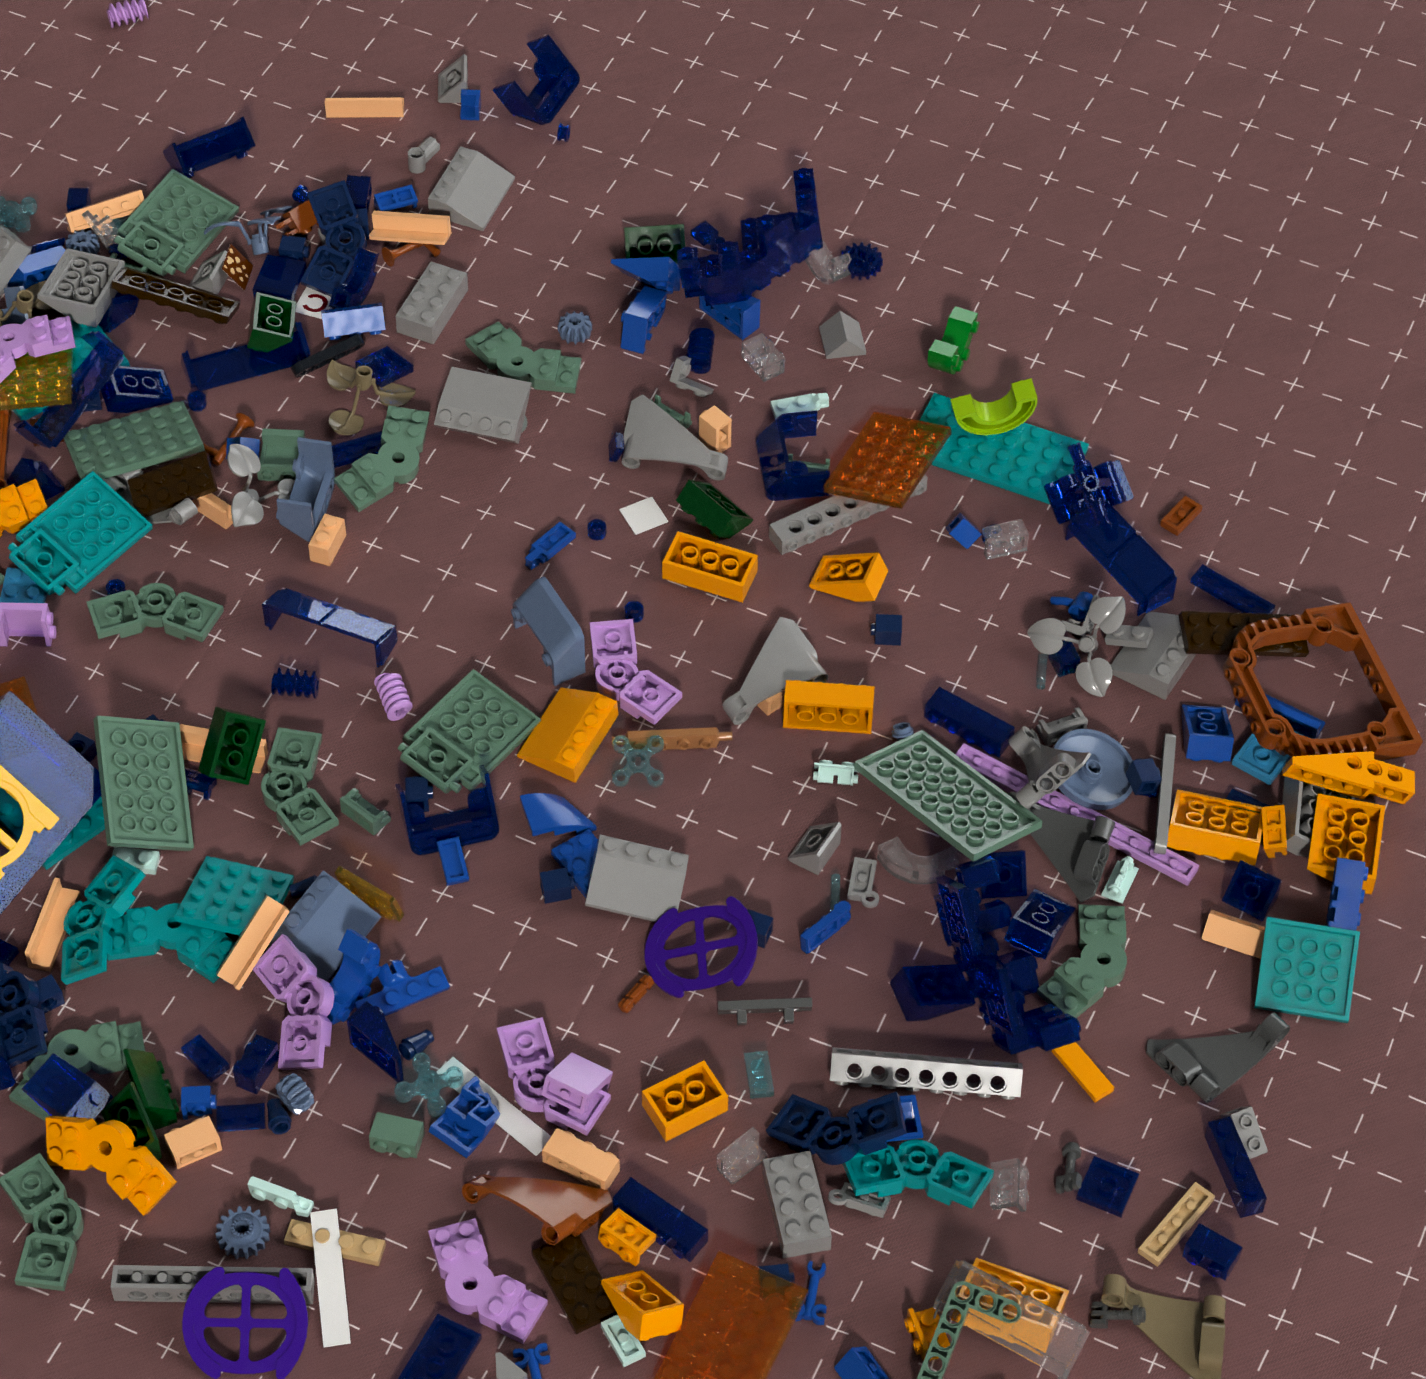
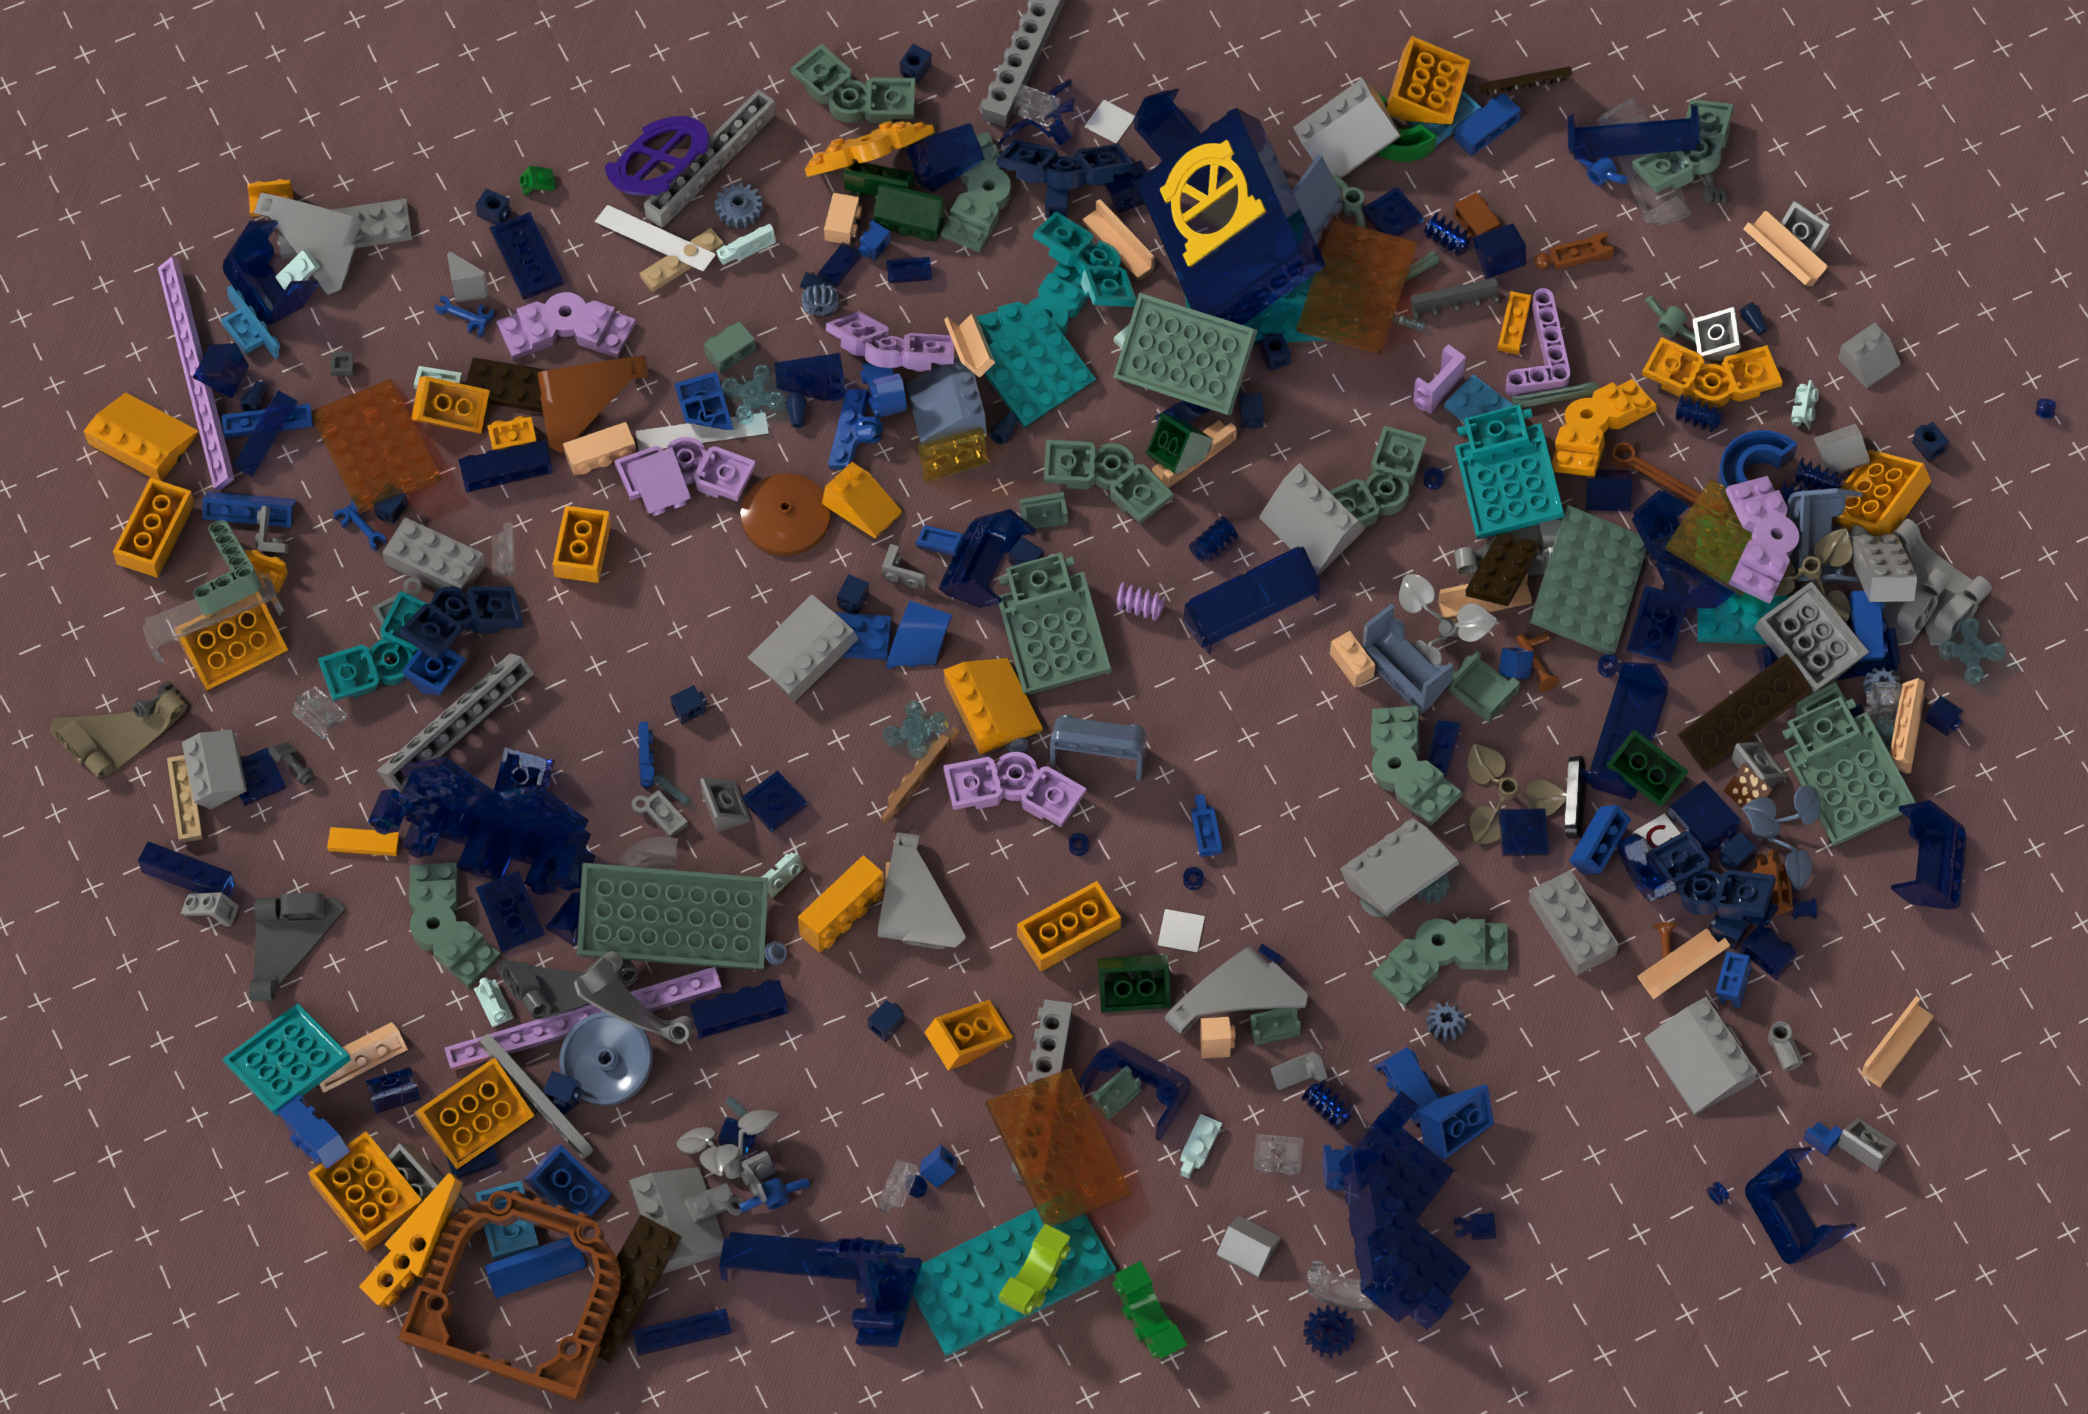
camera: 130 degrees right, 10 degrees up
(227, 626) = (1310, 517): none -> light grey slope
(256, 1064) = (871, 295): clear blue brick -> none
(466, 936) = (861, 500): none -> light orange slope
(504, 879) = (894, 574): none -> light grey bracket
(521, 986) = (785, 514): none -> dark orange dish
(636, 993) = (708, 585): dark orange axle -> none
(654, 241) = (1498, 1165): dark green slope -> none
(737, 970) = (675, 675): dark purple window -> none
(744, 1007) = (613, 661): dark grey hinge -> none
(759, 1074) = (562, 615): clear light blue plate -> none
(781, 816) = (774, 801): none -> clear blue plate
(899, 1343) = (273, 545): none -> light grey bracket
(1052, 731) = (673, 1079): light grey hinge -> none
(1134, 1213) = (214, 767): none -> light grey slope
(1181, 515) = (800, 1363): dark orange plate -> none
(1212, 1252) = (139, 797): clear blue brick -> none
(1274, 830) = (426, 1143): light orange hinge -> none

